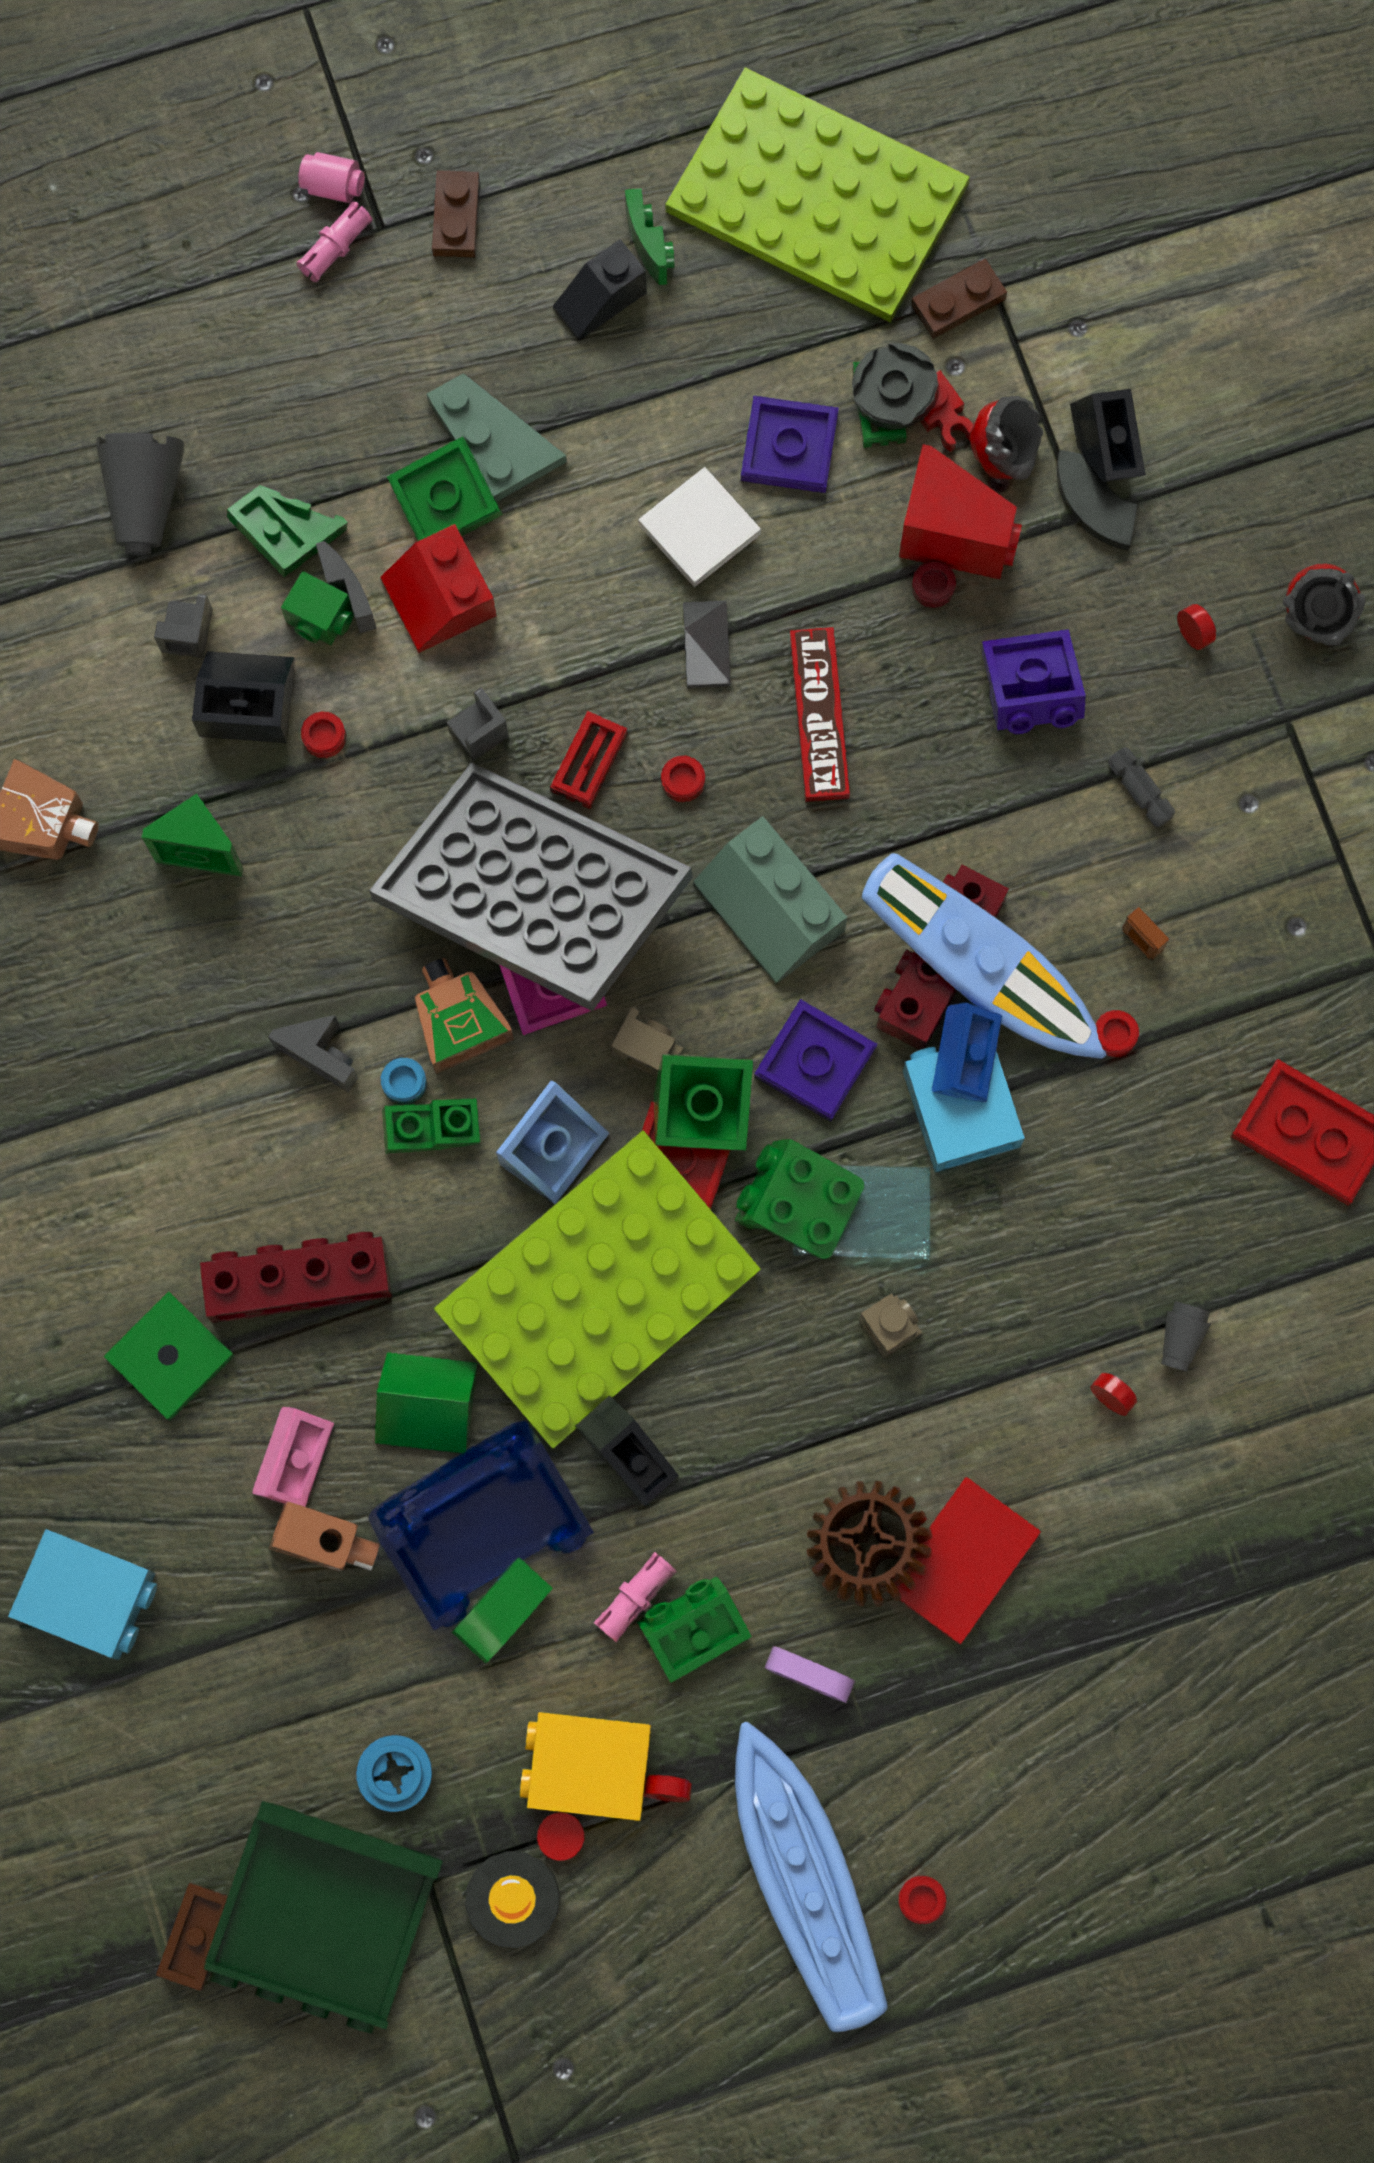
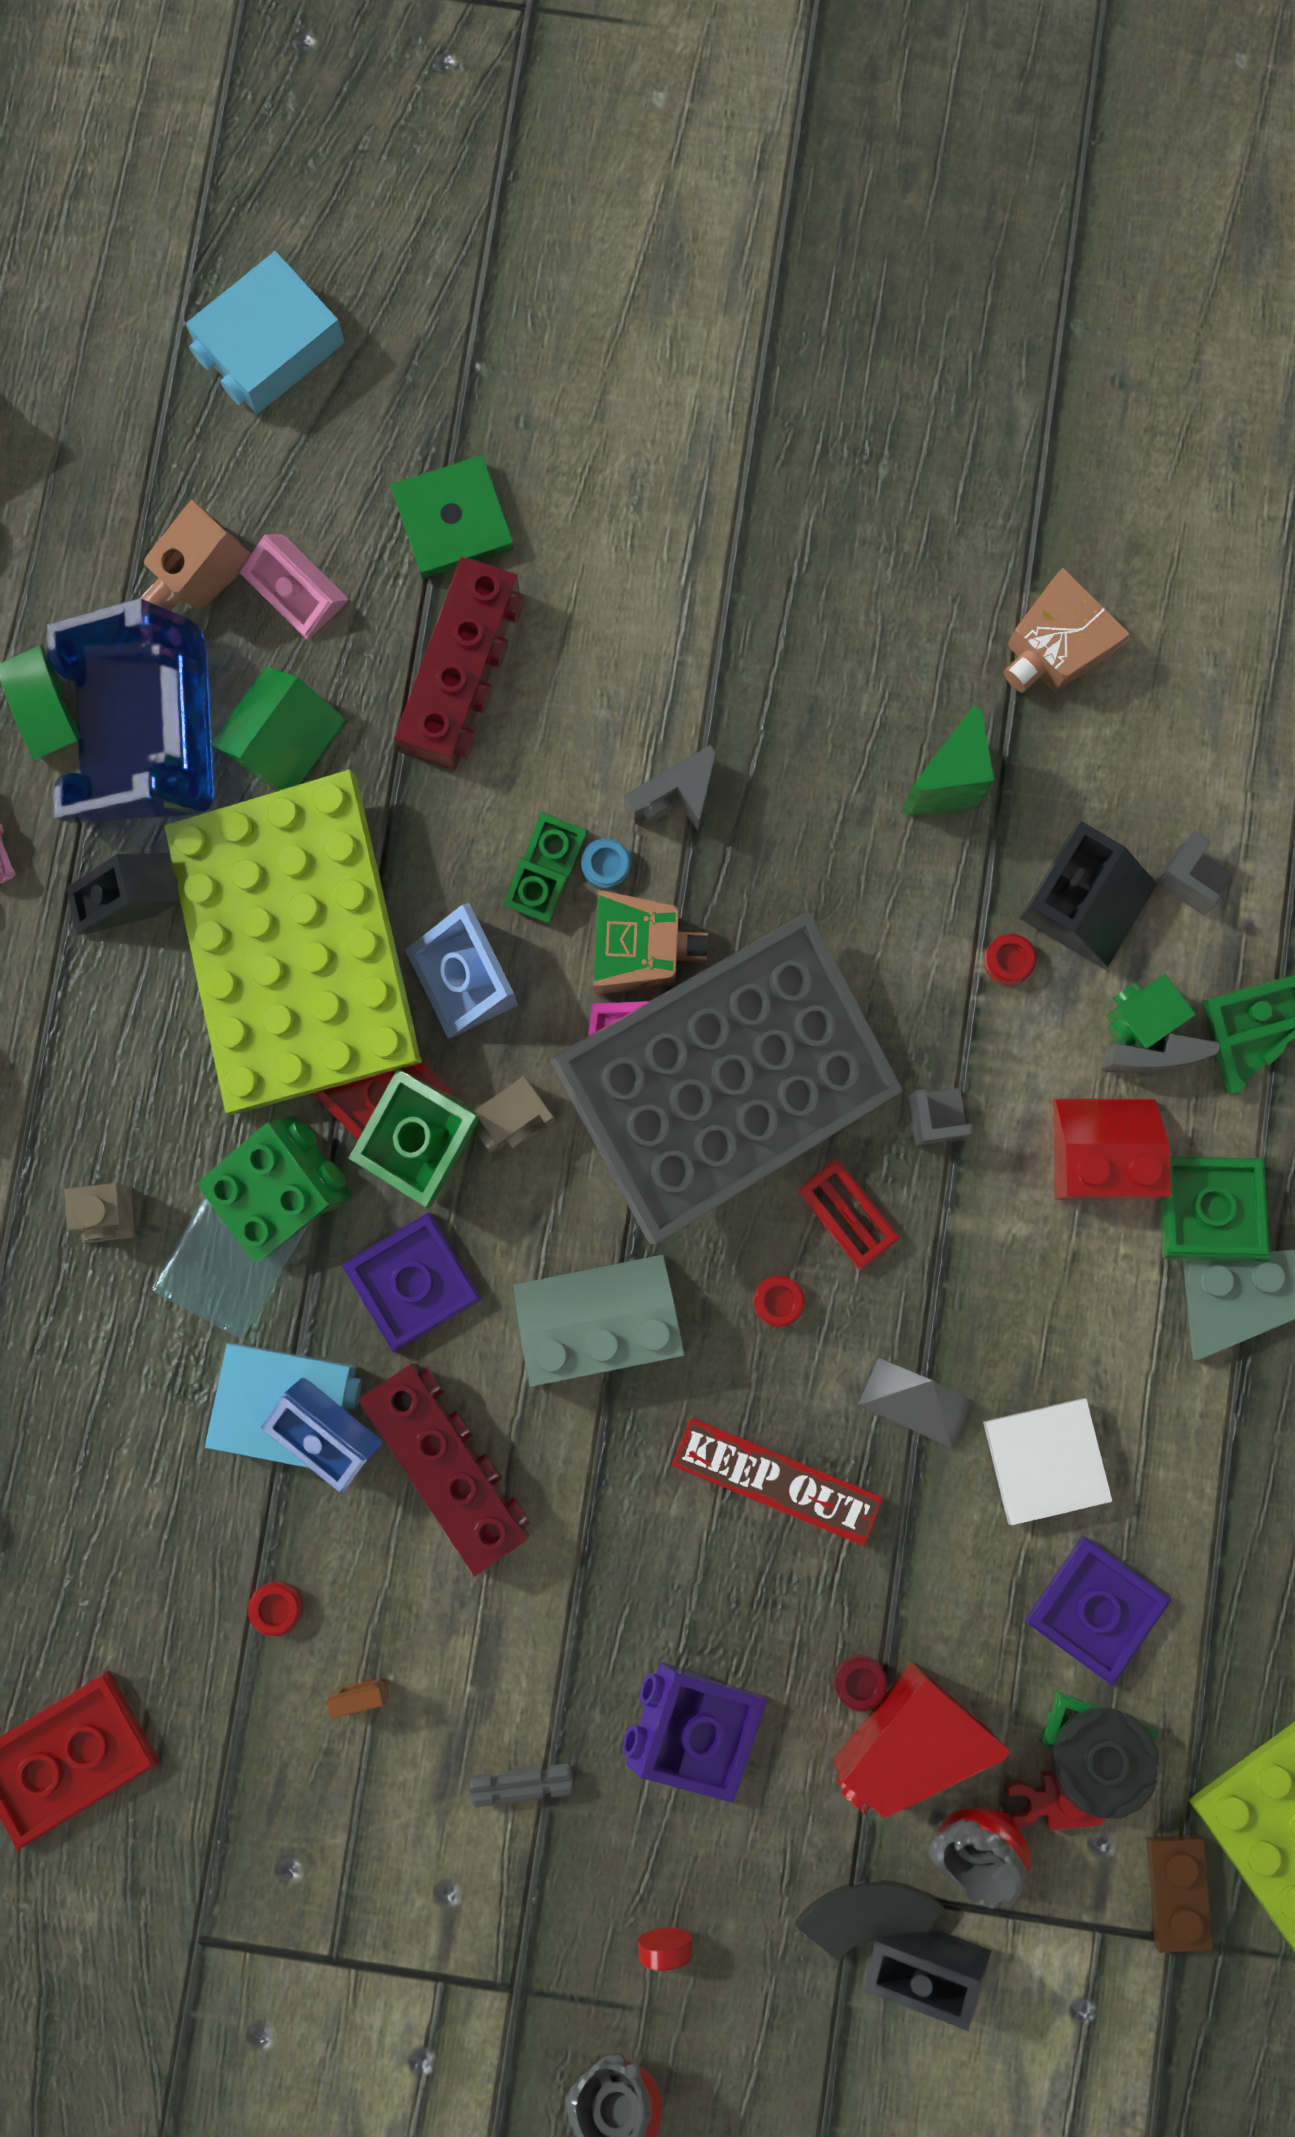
camera: 115 degrees right, 5 degrees up
(981, 957) = (414, 1504): light blue piece -> none

